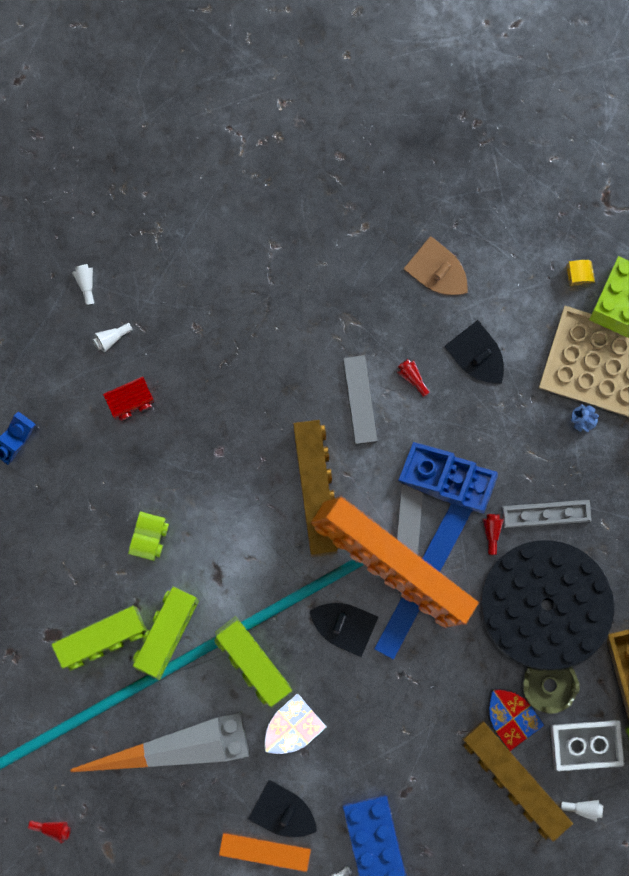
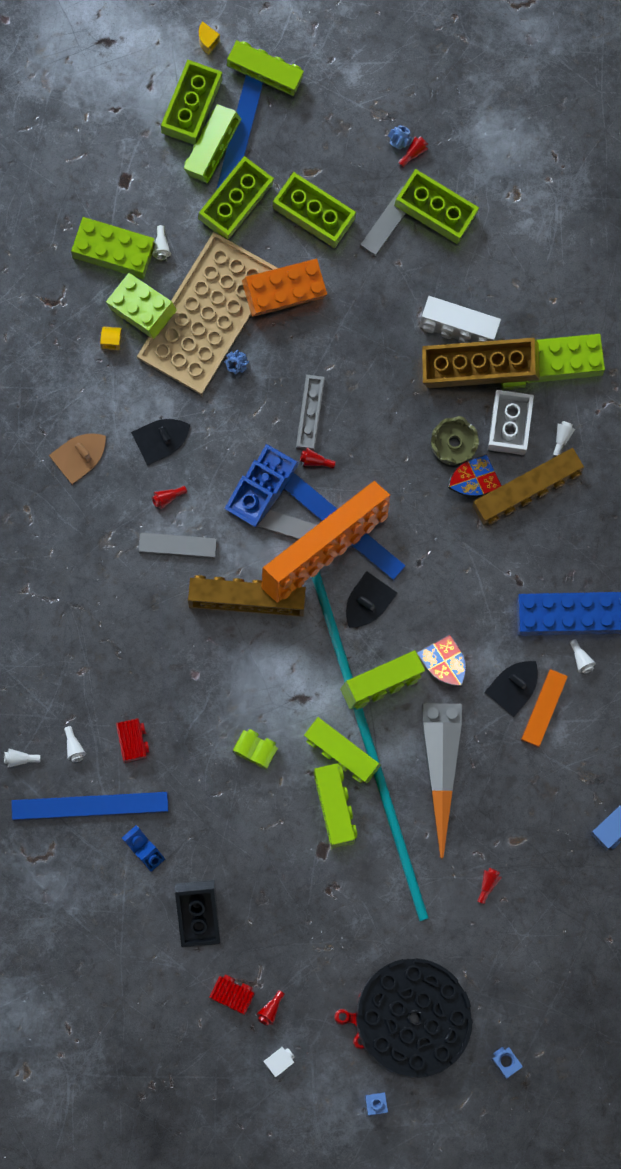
camera: 80 degrees left, 5 degrees down
(49, 370) = (89, 806): none -> blue tile
(542, 637) = (392, 454): black plate -> none

